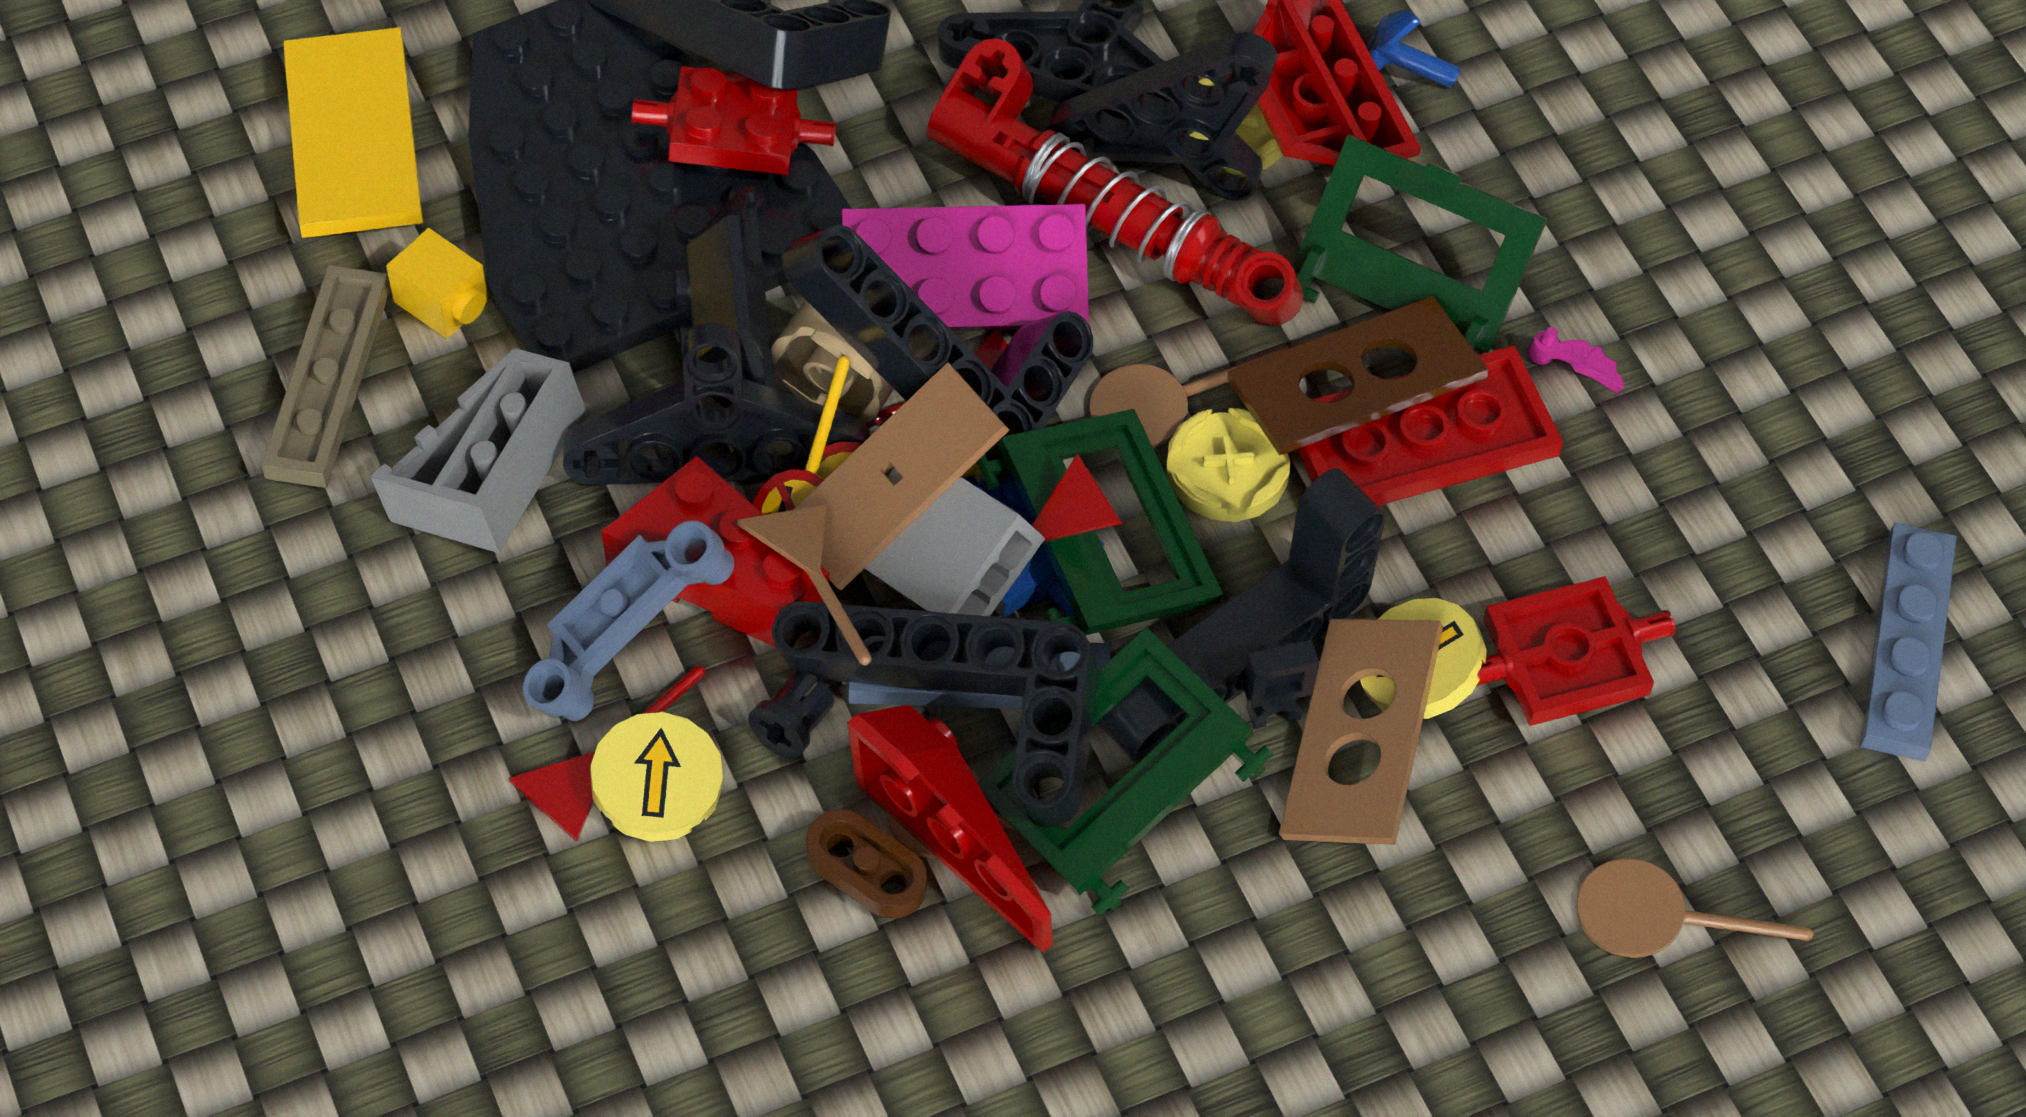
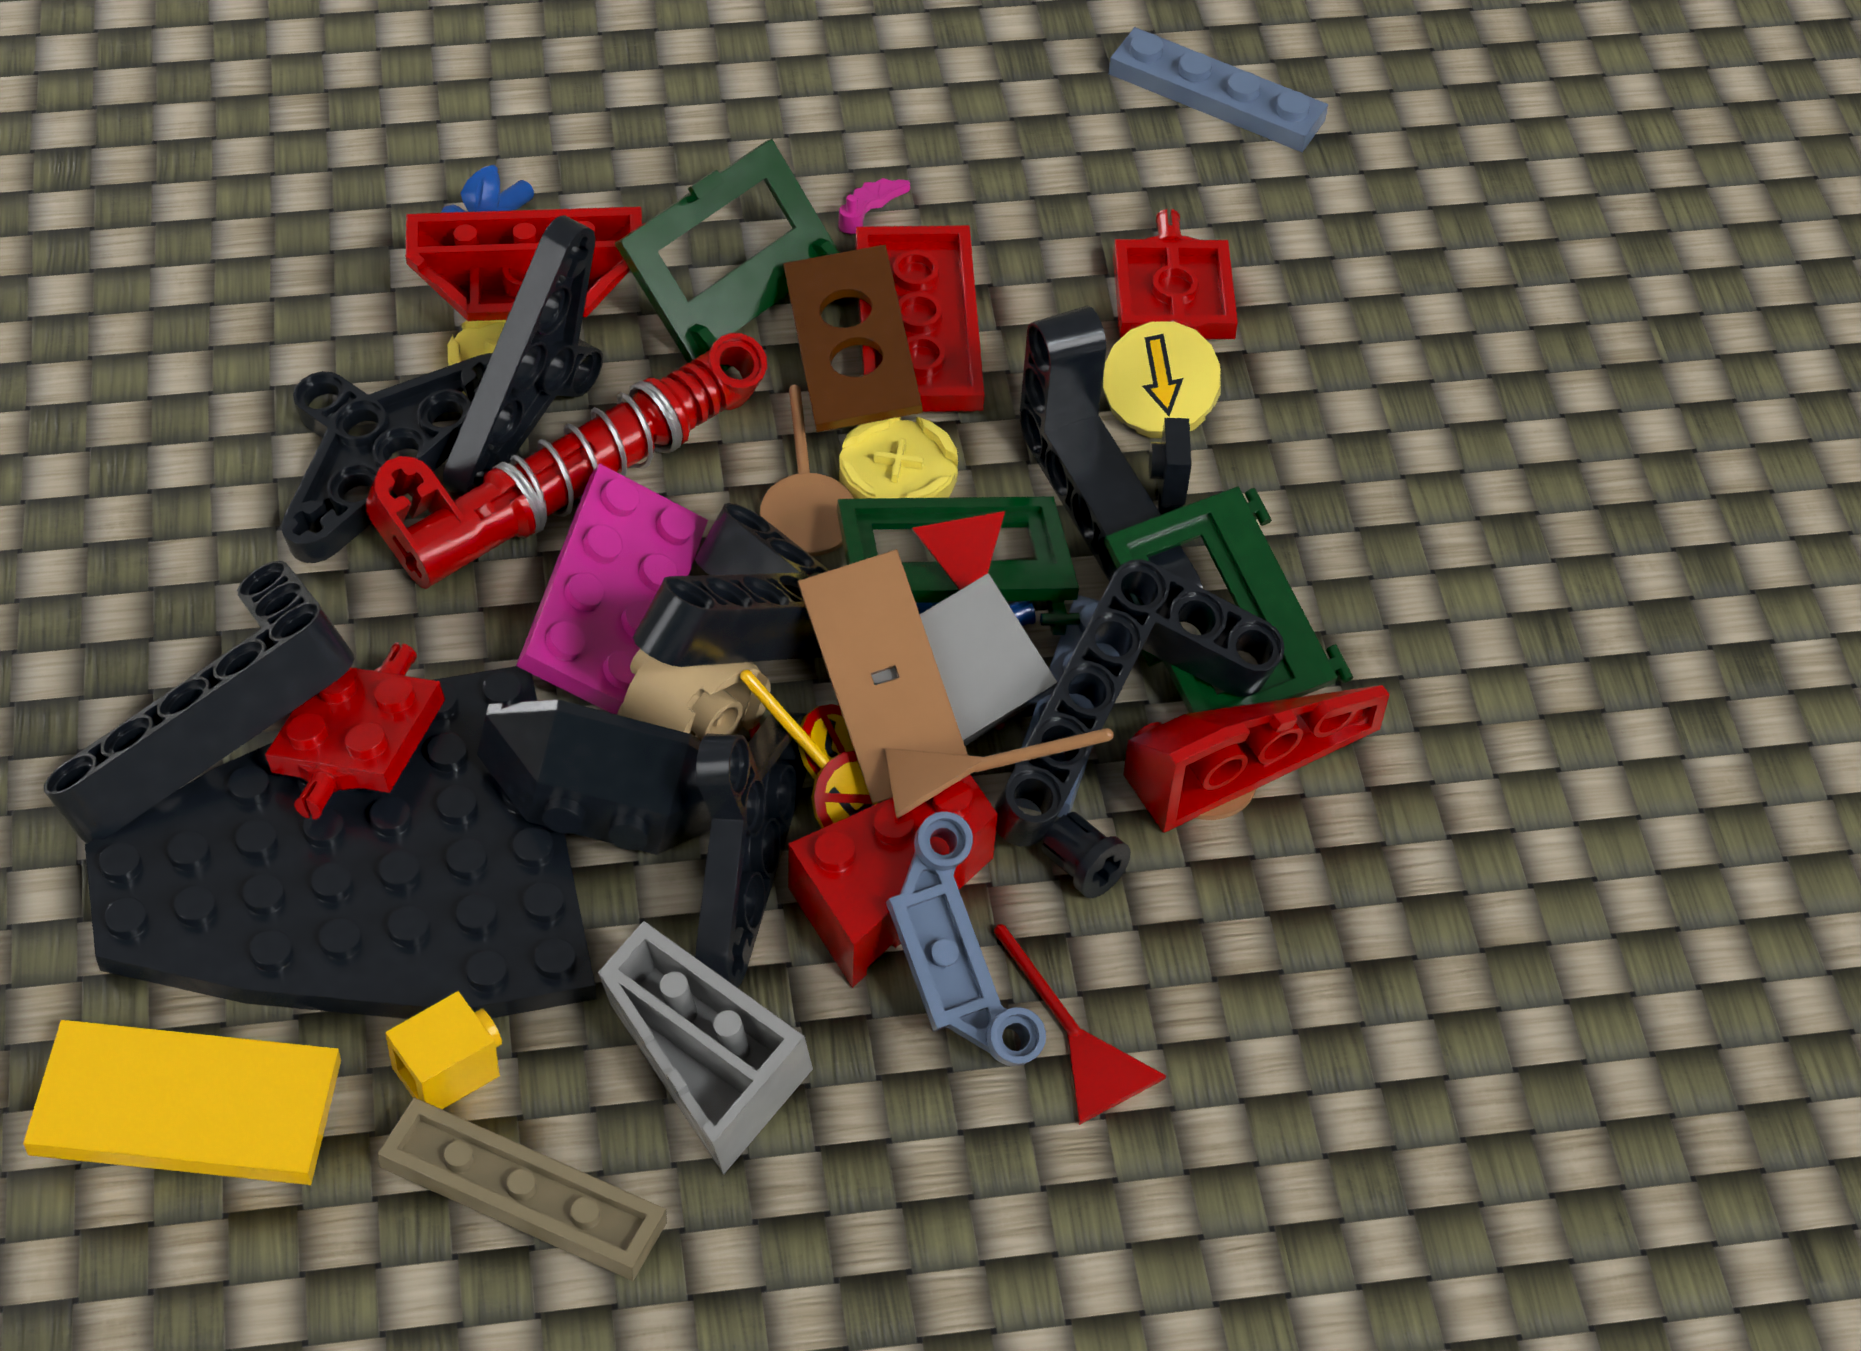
camera: 75 degrees left, 5 degrees down
(656, 776) = (1121, 985): light yellow tile -> none
(871, 864) = (1258, 836): reddish brown plate -> none
(1373, 808) = (1305, 450): medium nougat piece -> none
(1640, 910) = (1425, 326): medium nougat piece -> none

